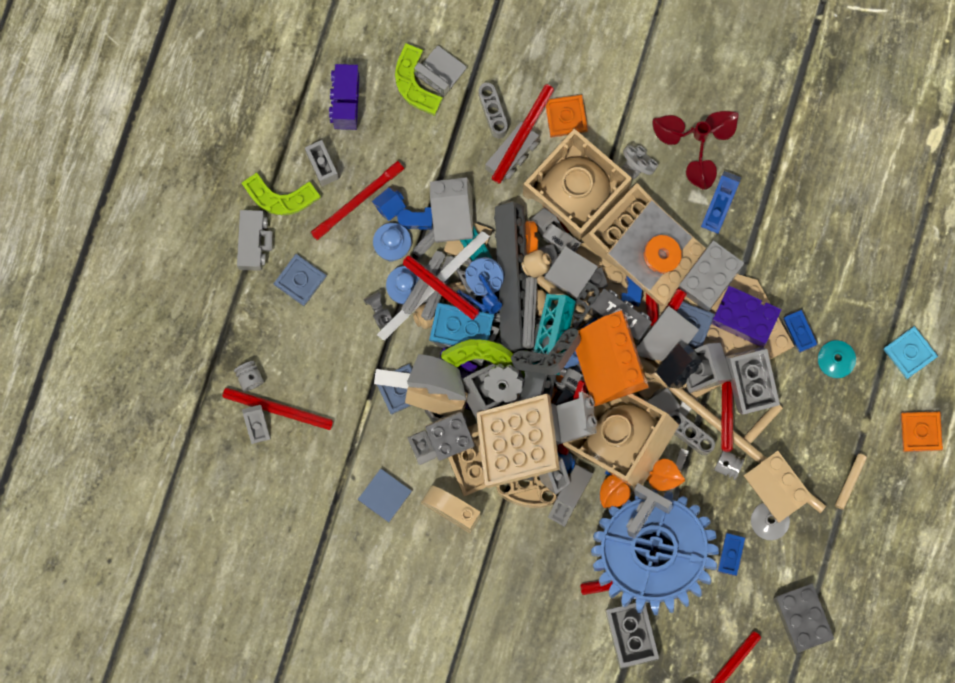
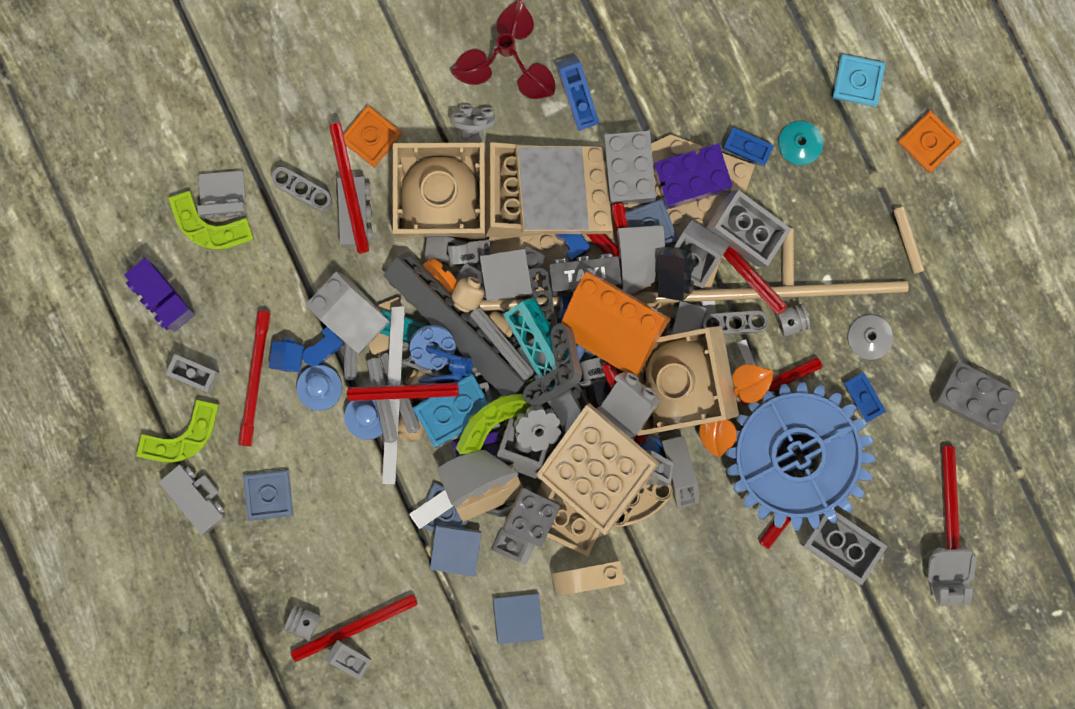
camera: 40 degrees left, 5 degrees up
(381, 316) = (371, 462): flat silver leg -> none
(384, 417) = (455, 550): none -> sand blue tile
(645, 508) = (760, 427): light grey bracket -> none
(672, 251) = (572, 174): orange tile -> none
(696, 499) = (794, 374): none -> red axle
(778, 486) = (854, 302): tan slope -> none

